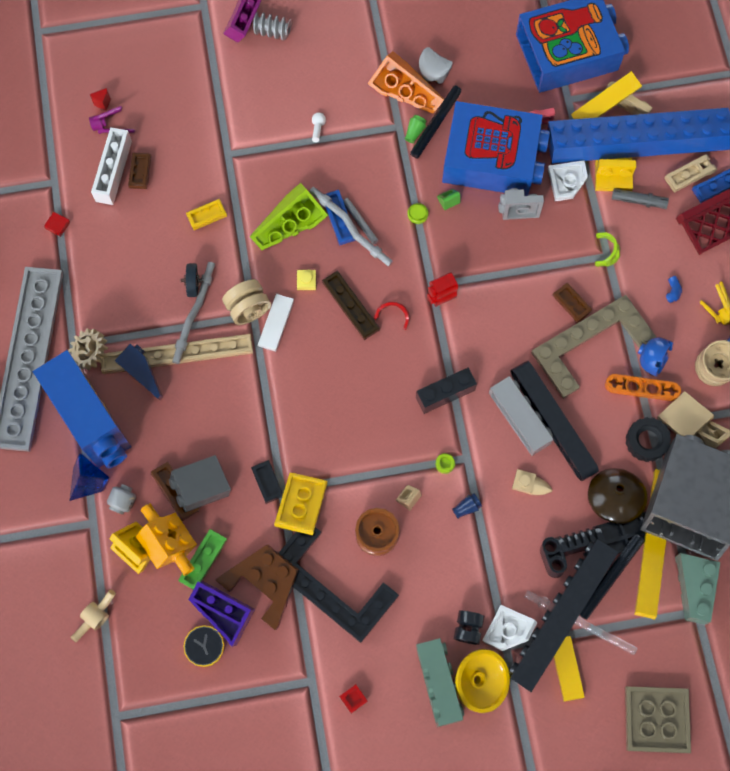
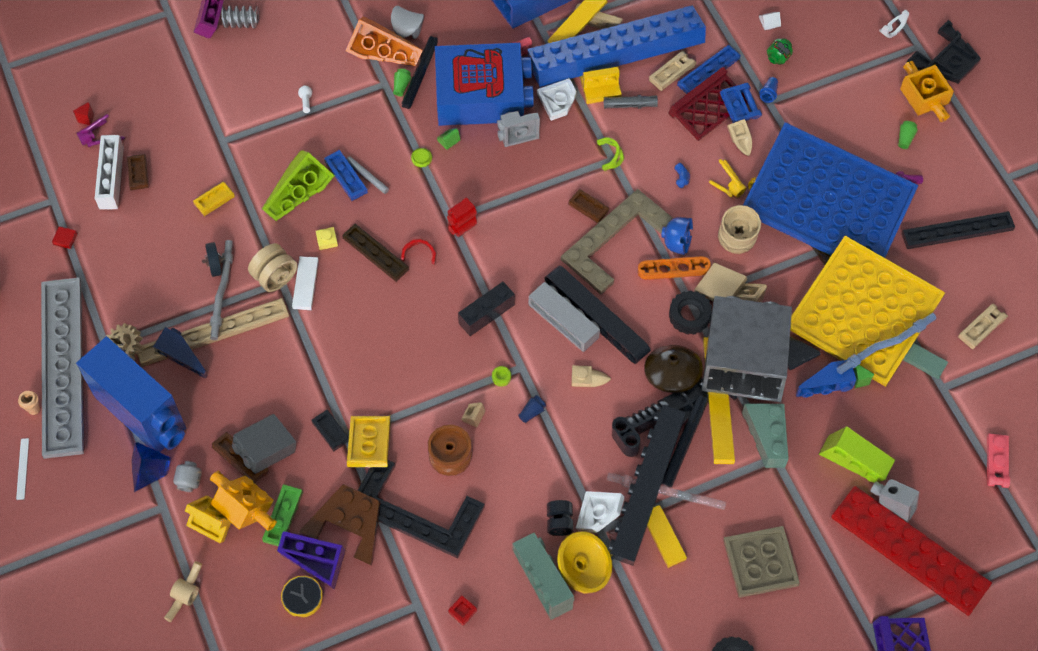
camera: 15 degrees left, 10 degrees down
(375, 251) = (331, 162): light grey bar -> none

